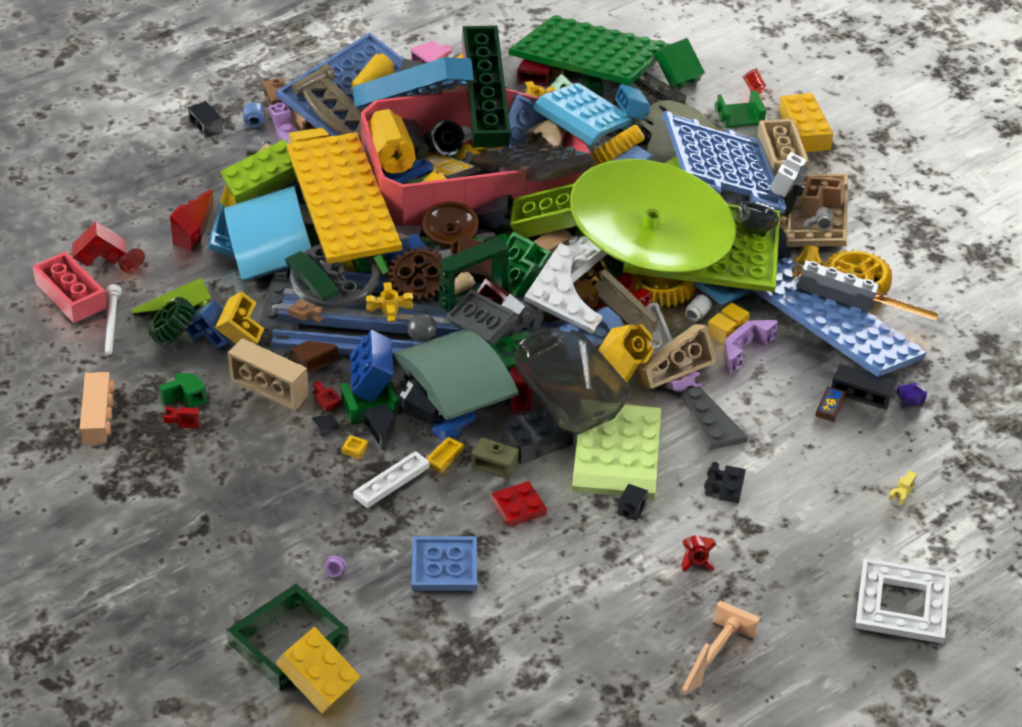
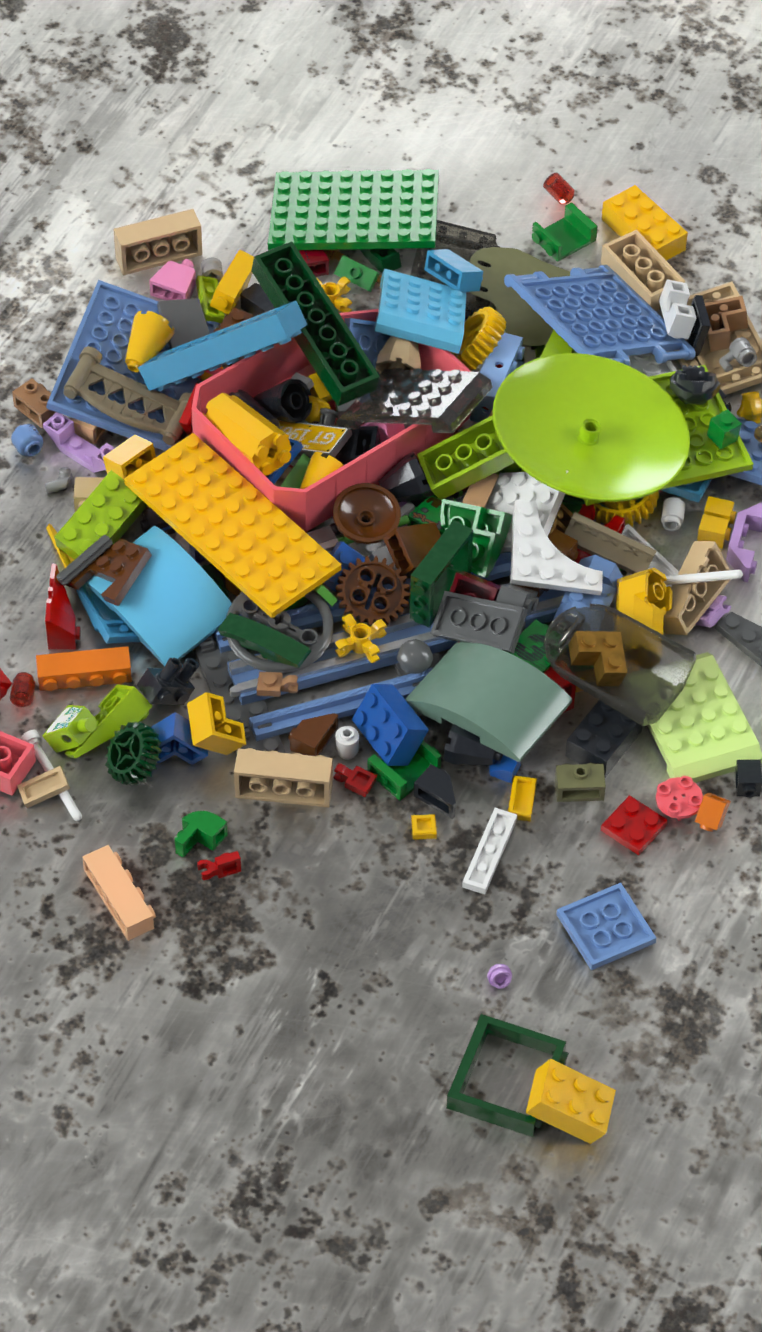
camera: 25 degrees left, 10 degrees up
(97, 323) = (43, 786): none -> tan tile
(142, 292) = (70, 728): none -> lime torso
(184, 261) = (83, 668): none -> orange brick
(226, 283) = (169, 684): none -> black brick
(229, 191) = (84, 560): none -> dark grey axle
(242, 202) = (118, 565): none -> reddish brown wing
(324, 424) = (374, 812): black tile -> none
(335, 370) = (347, 742): none -> white brick
(428, 25) = (158, 241): none -> tan brick
(559, 364) = (603, 651): none -> pearl gold brick
(564, 494) = (674, 789): none -> coral plate
(584, 513) = (712, 812): none -> orange brick
(679, 346) = (703, 577): none -> white piece
(680, 64) = (467, 195): green brick -> none
(763, 253) = (724, 429): none -> green brick

